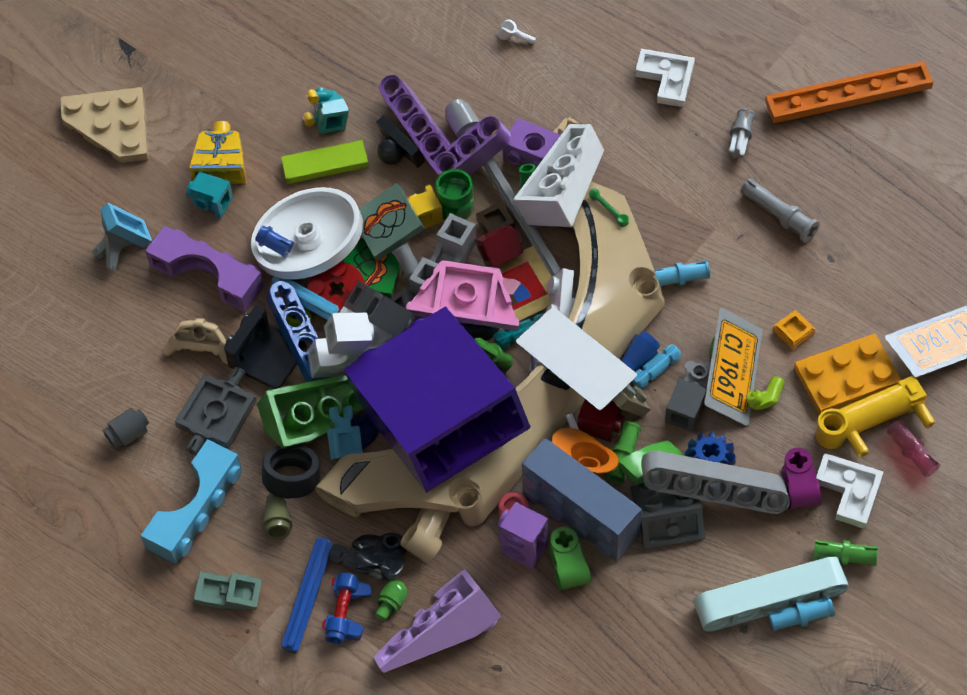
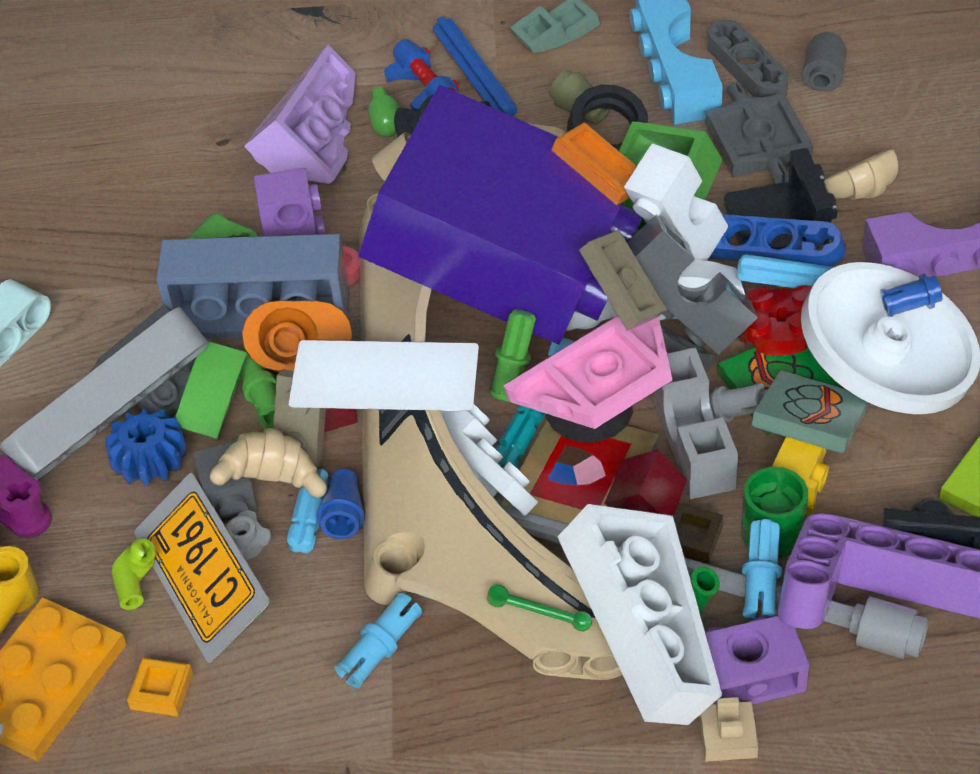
camera: 140 degrees right, 10 degrees down
(154, 459) = (745, 46): none -> dark grey beam
(363, 371) = (596, 161): none -> orange tile
(424, 299) = (622, 280): none -> dark tan plate
(494, 166) = (762, 568): none -> medium azure axle
(662, 383) = (269, 458): none -> tan piece

